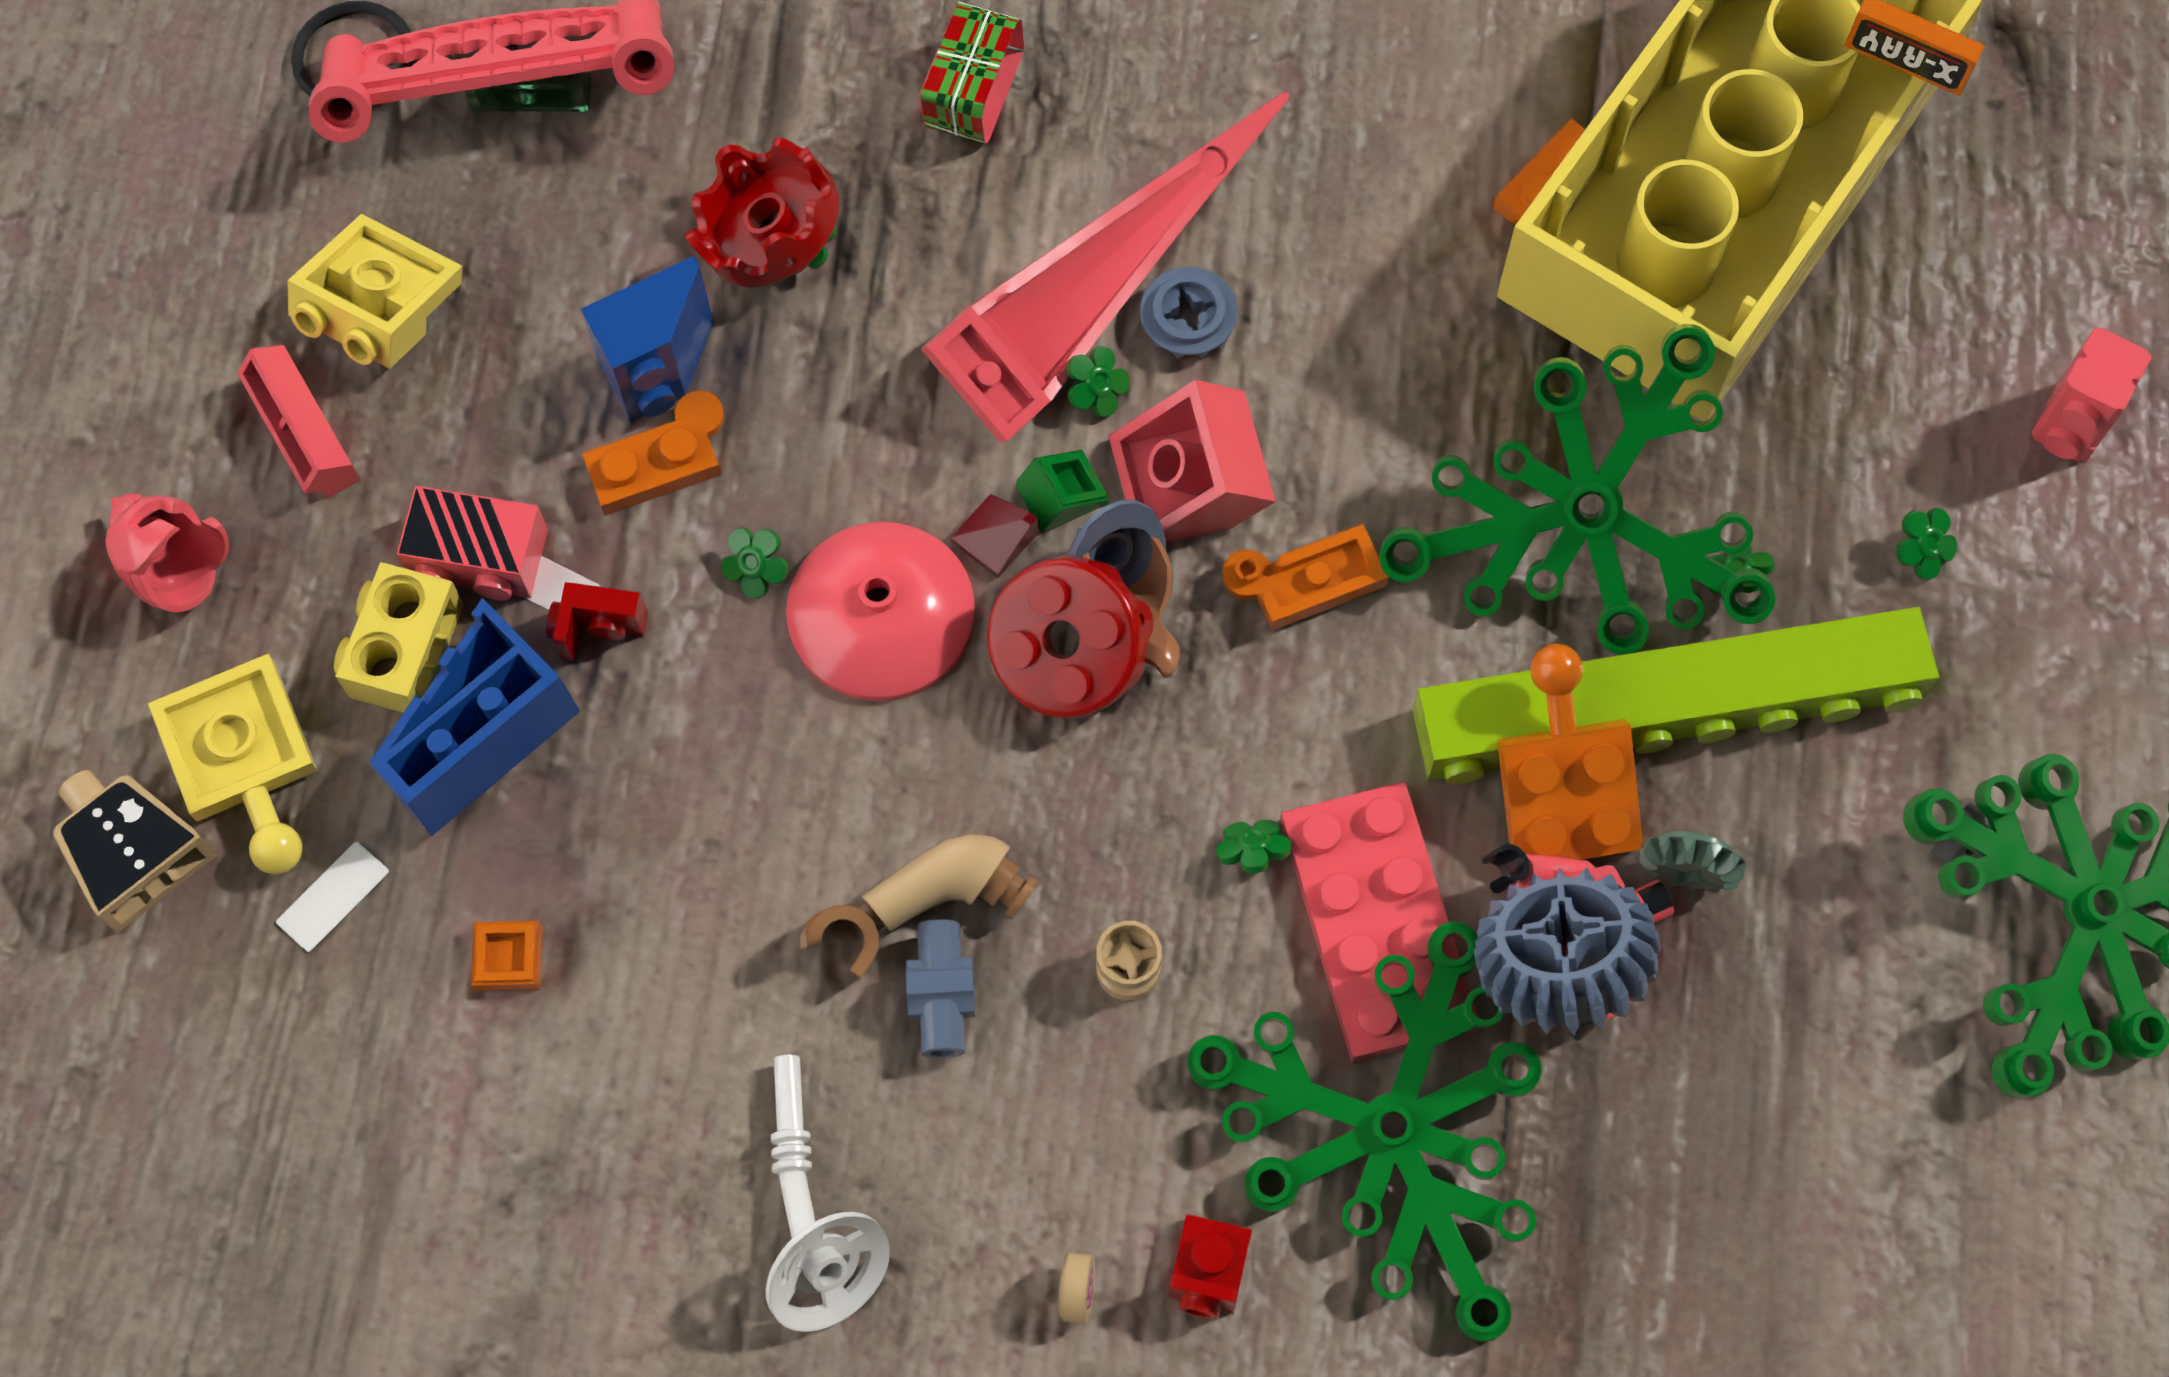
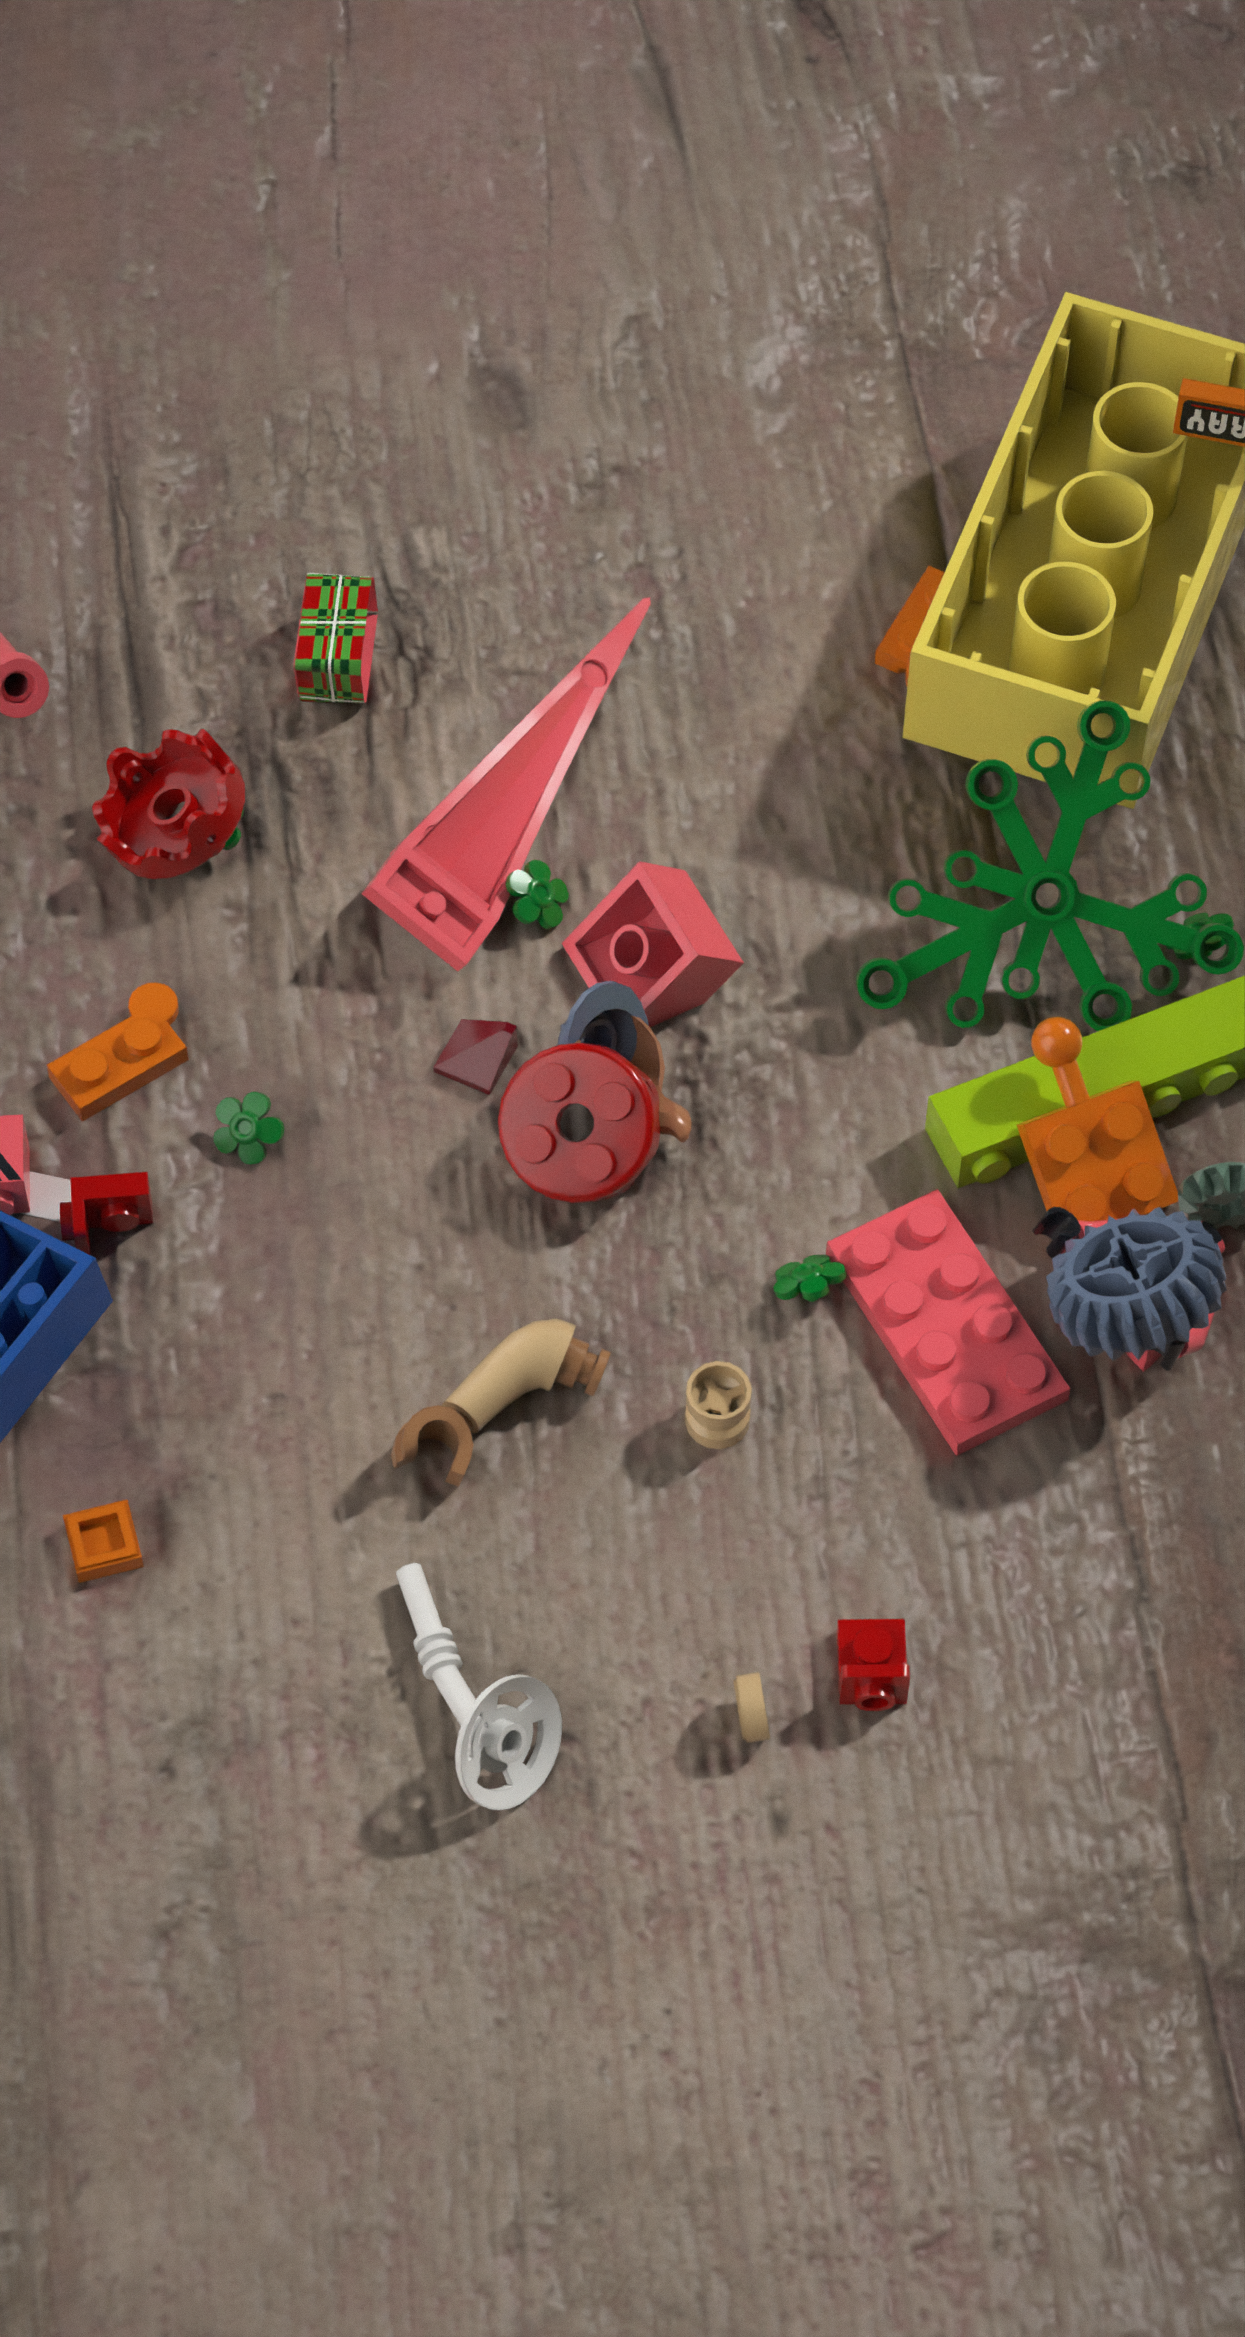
camera: 15 degrees left, 10 degrees down
(652, 337) = (88, 941): blue slope -> none
(886, 645) = (390, 1176): coral dish -> none
(940, 989) = (542, 1472): sand blue axle -> none
(1060, 488) = (529, 999): green slope -> none
(1202, 292) = (616, 794): sand blue gear -> none
(1307, 577) = (791, 1027): orange hinge -> none
(1428, 1198) = (1065, 1552): green plant -> none

